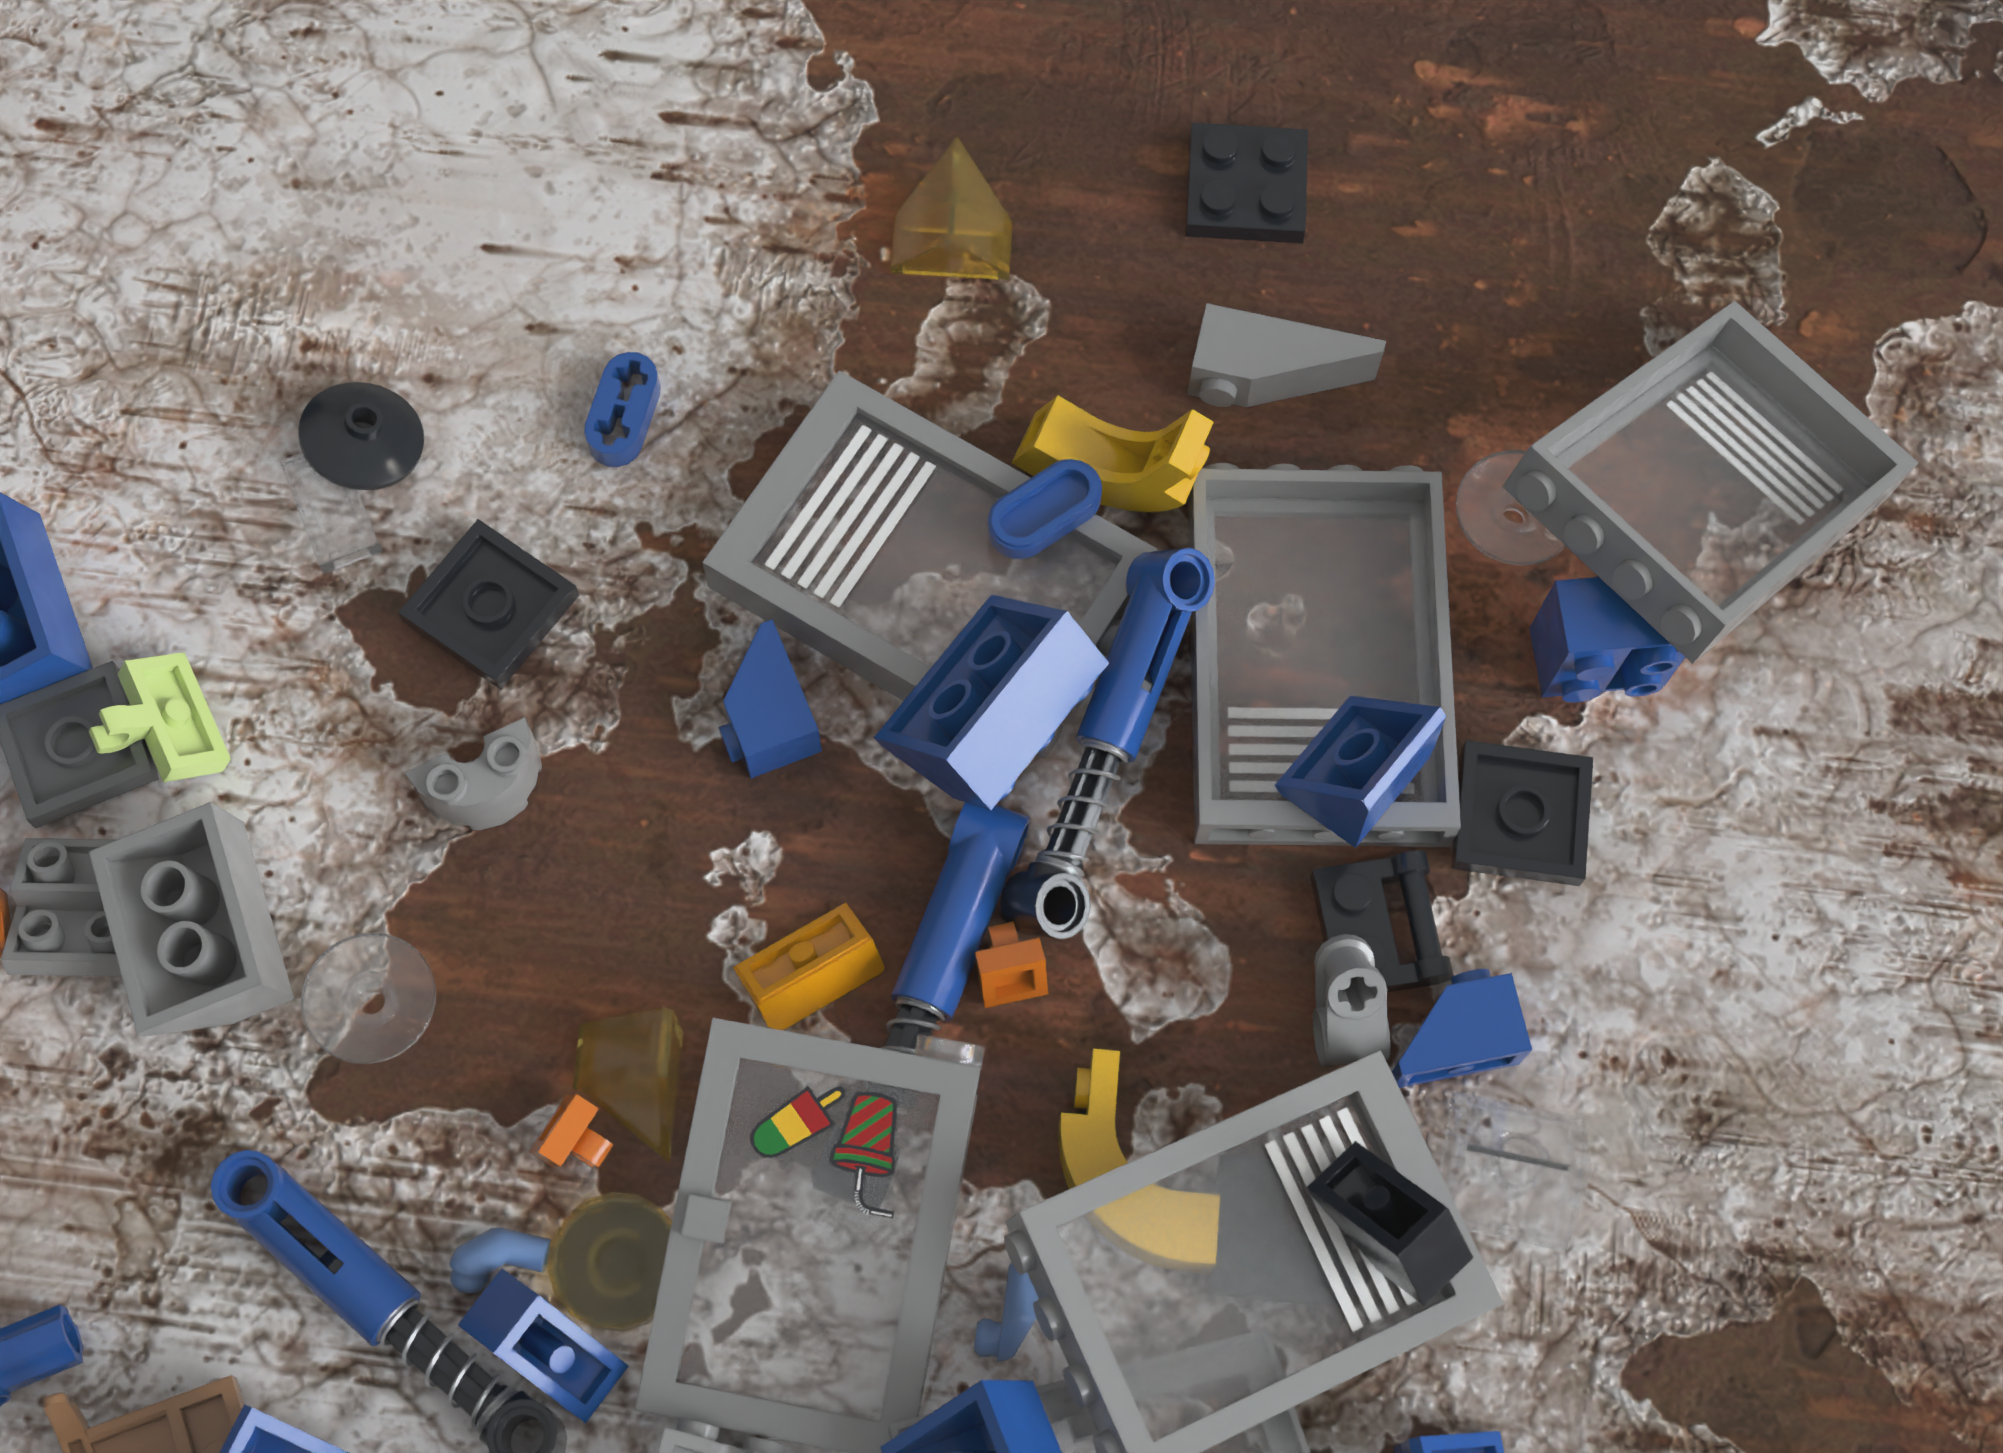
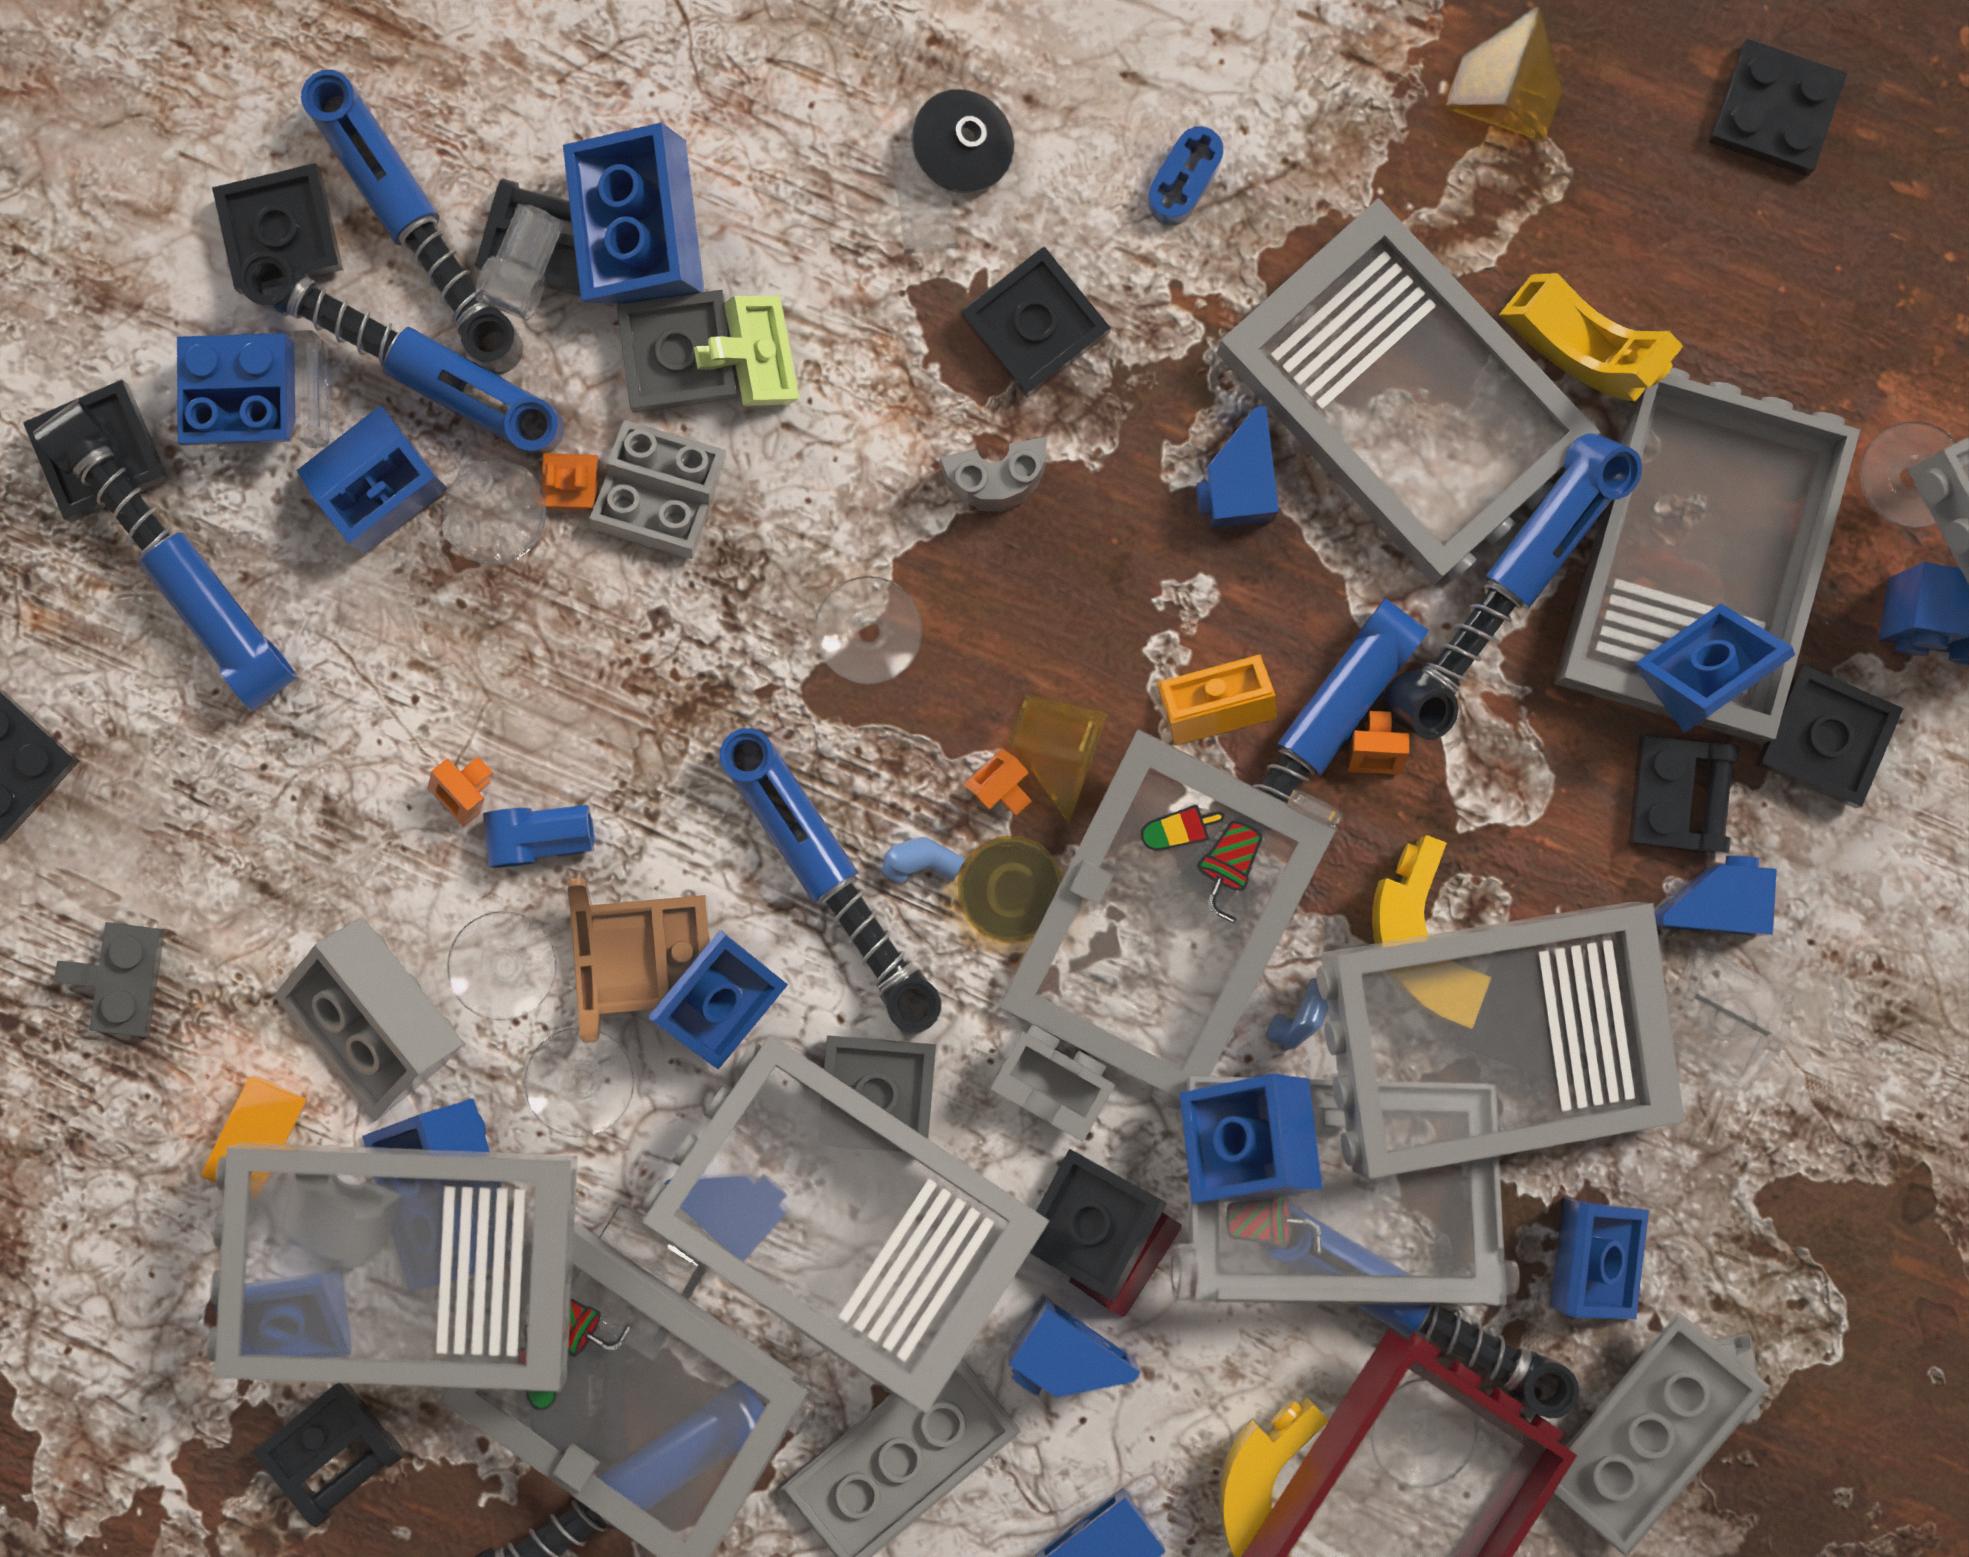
camera: 20 degrees right, 15 degrees up
(190, 923) = (743, 531): light grey slope -> none
(543, 1345) = (941, 938): blue slope -> none
(993, 699) = (1429, 528): blue slope -> none
(1044, 509) = (1517, 372): blue tile -> none
(1267, 359) = (1740, 280): light grey slope -> none
(1349, 1003) = (1639, 855): light grey piece -> none
(1392, 1222) = (1619, 1040): black slope -> none

